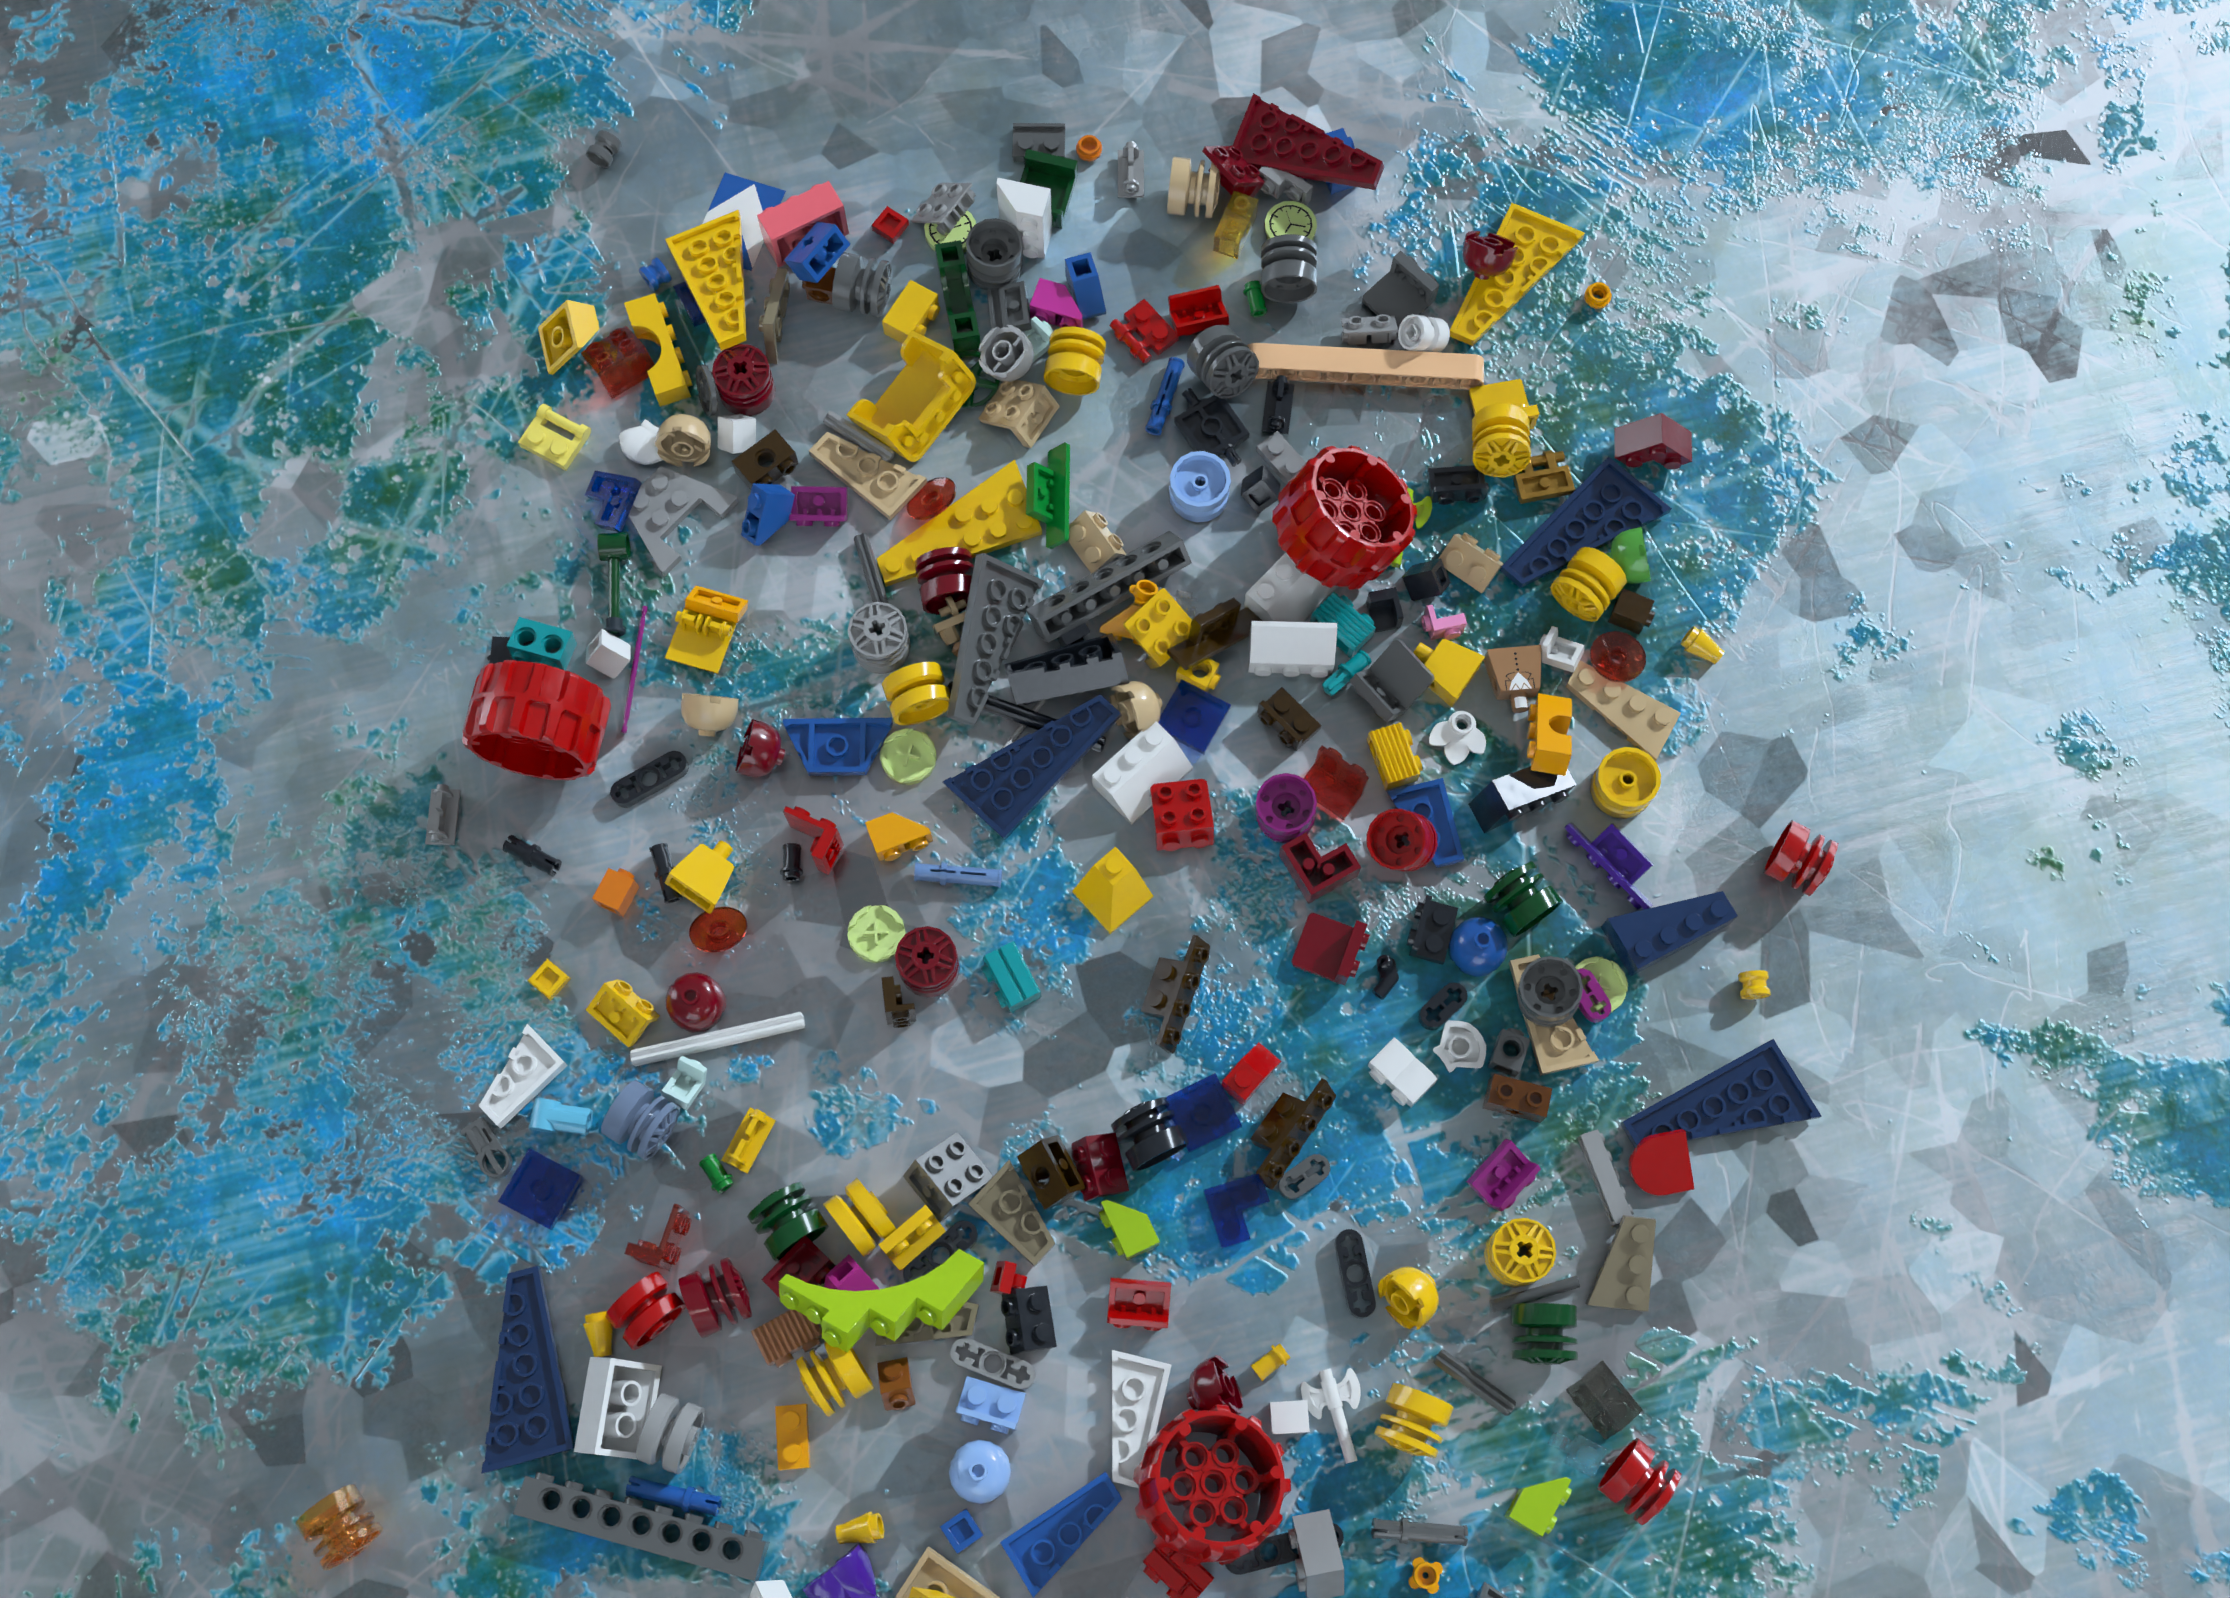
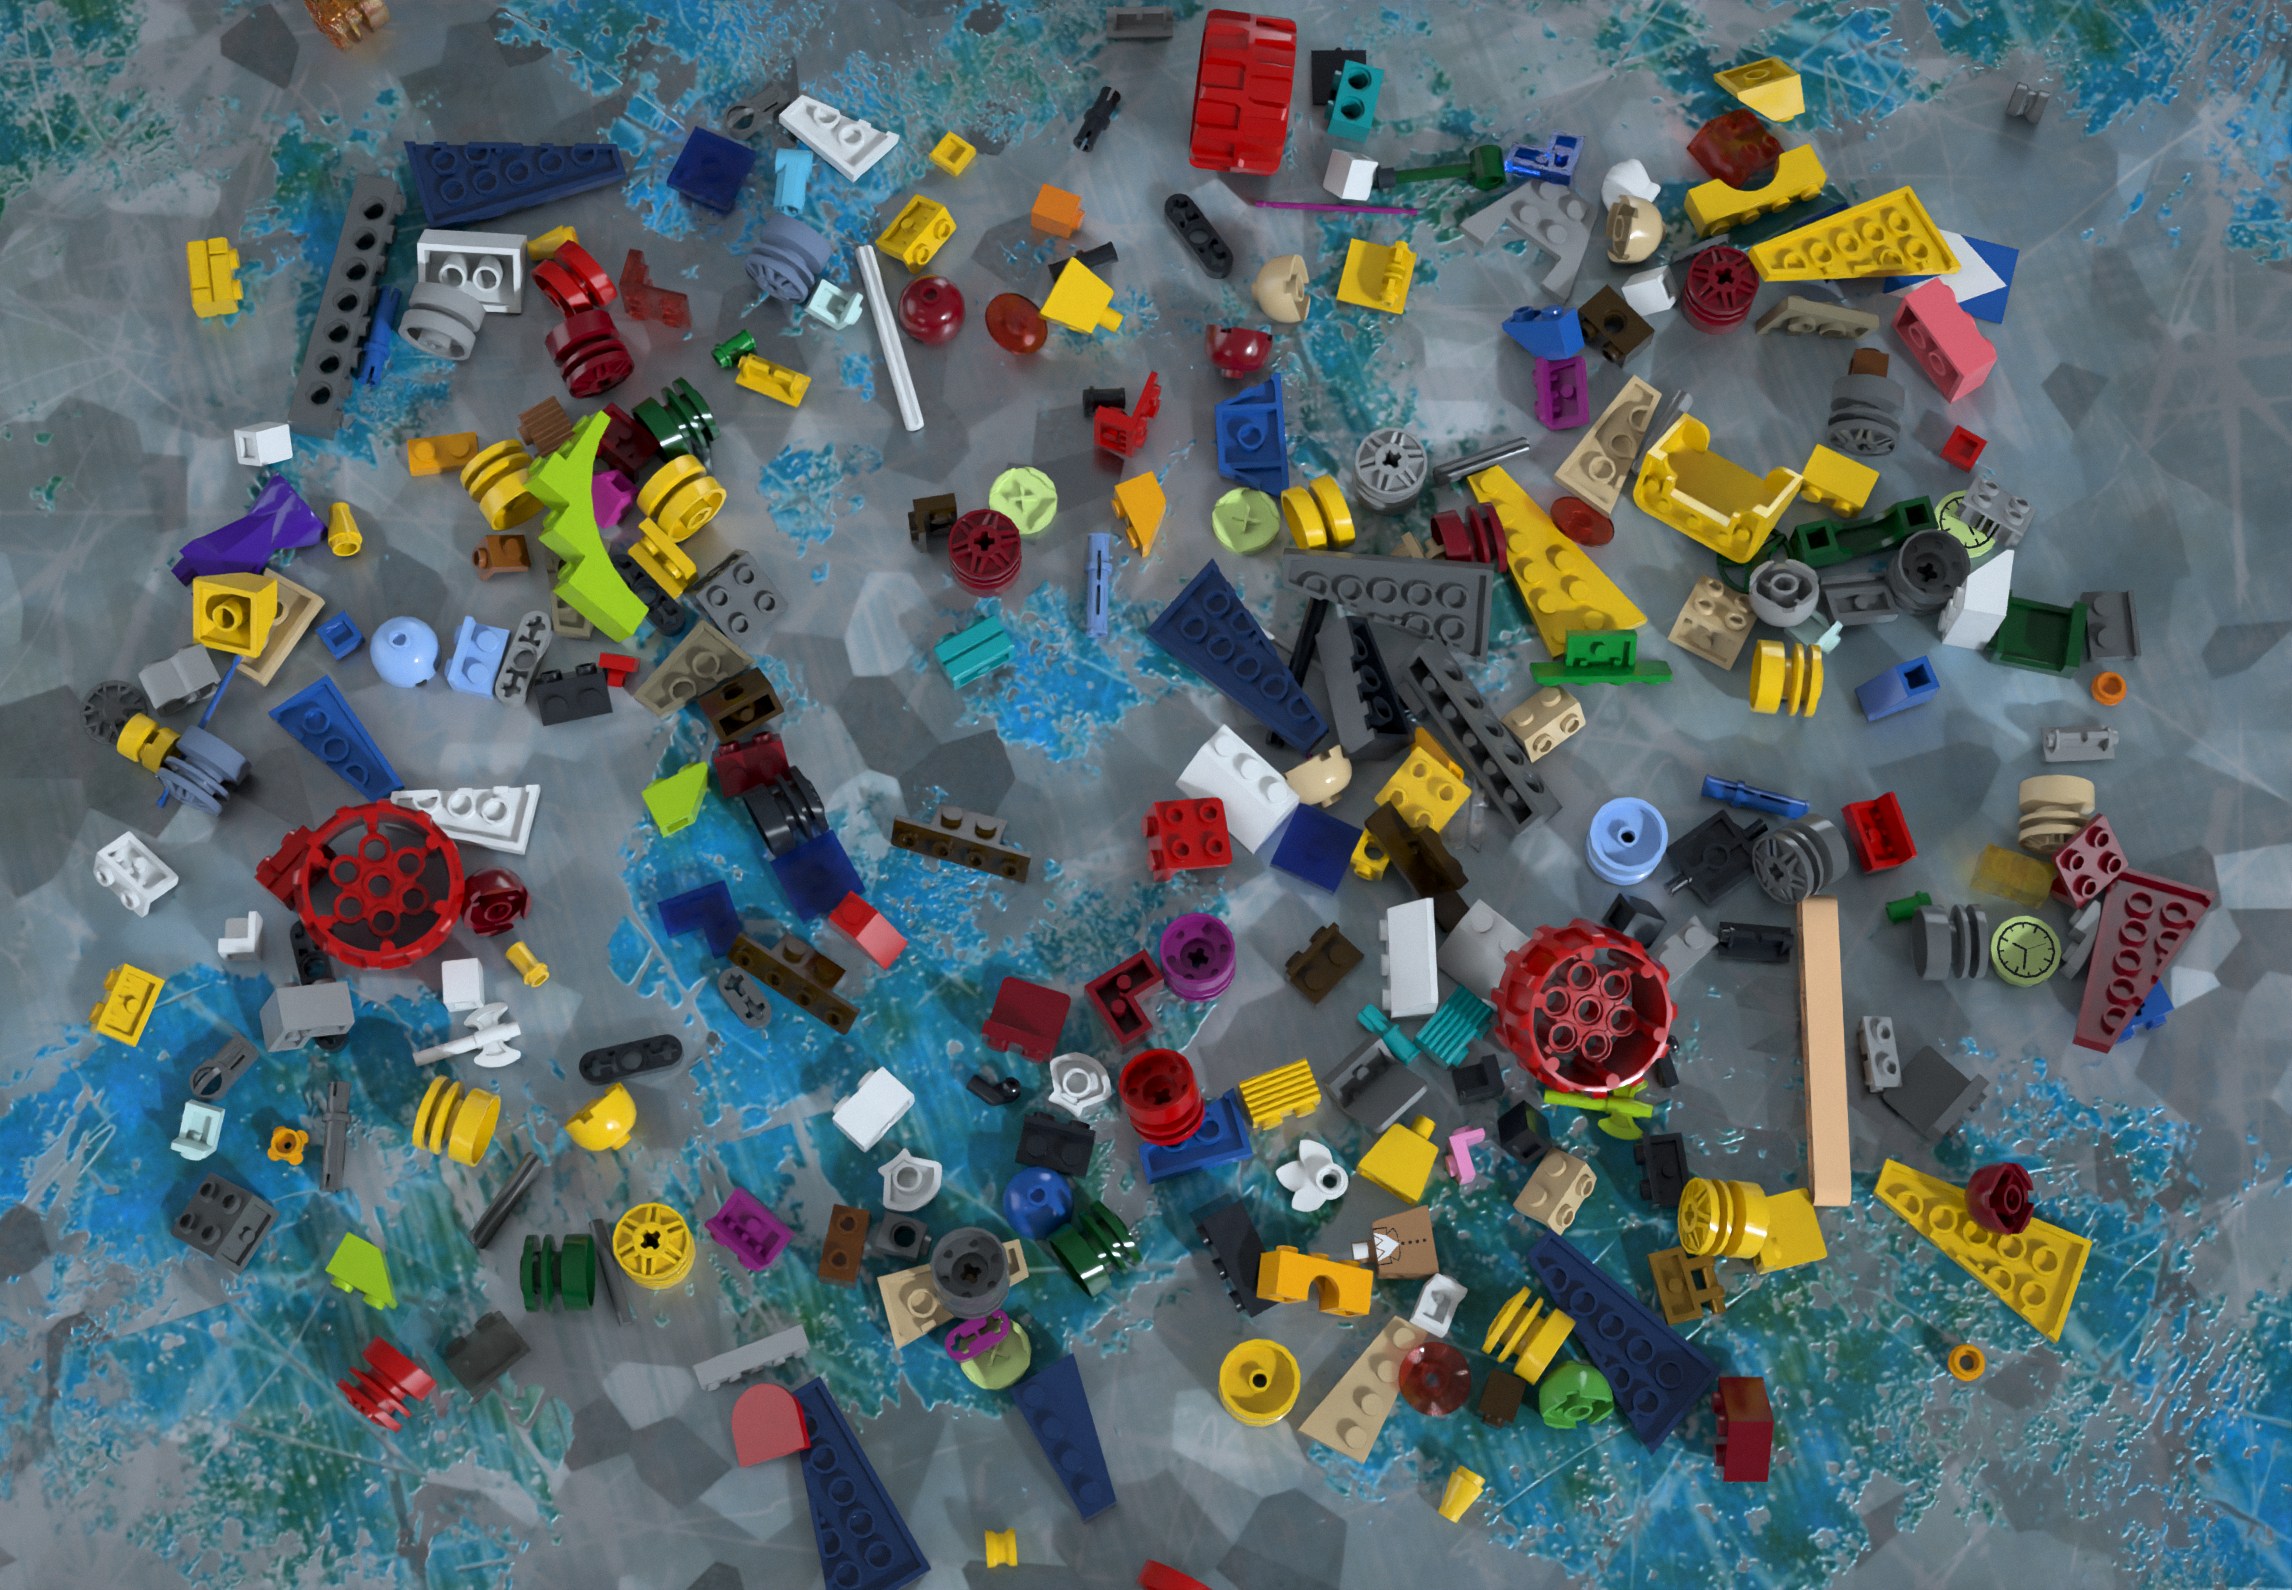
camera: 85 degrees right, 0 degrees up
(550, 444) = (1618, 84): light yellow plate -> none
(655, 274) = (1858, 178): blue wheel -> none
(716, 604) = (1422, 287): light orange plate -> none
(817, 252) = (1896, 353): blue brick -> none
(1055, 305) = (1870, 654): dark pink slope -> none
(1112, 890) = (1087, 764): yellow slope -> none
(1139, 1303) = (590, 813): red bracket -> none
(1143, 591) = (1475, 772): light orange plate -> none
(1149, 326) = (1852, 779): red plate -> none
(1336, 782) = (1234, 1019): clear red bracket -> none
(1381, 909) = (1078, 1082): none -> white animal
(1423, 333) = (1873, 1120): white wheel -> none
(1438, 1001) = (953, 1166): black beam -> none
(1618, 857) = (1157, 1373): dark purple bracket -> none
(1627, 1270) = (641, 1381): dark tan wing -> none

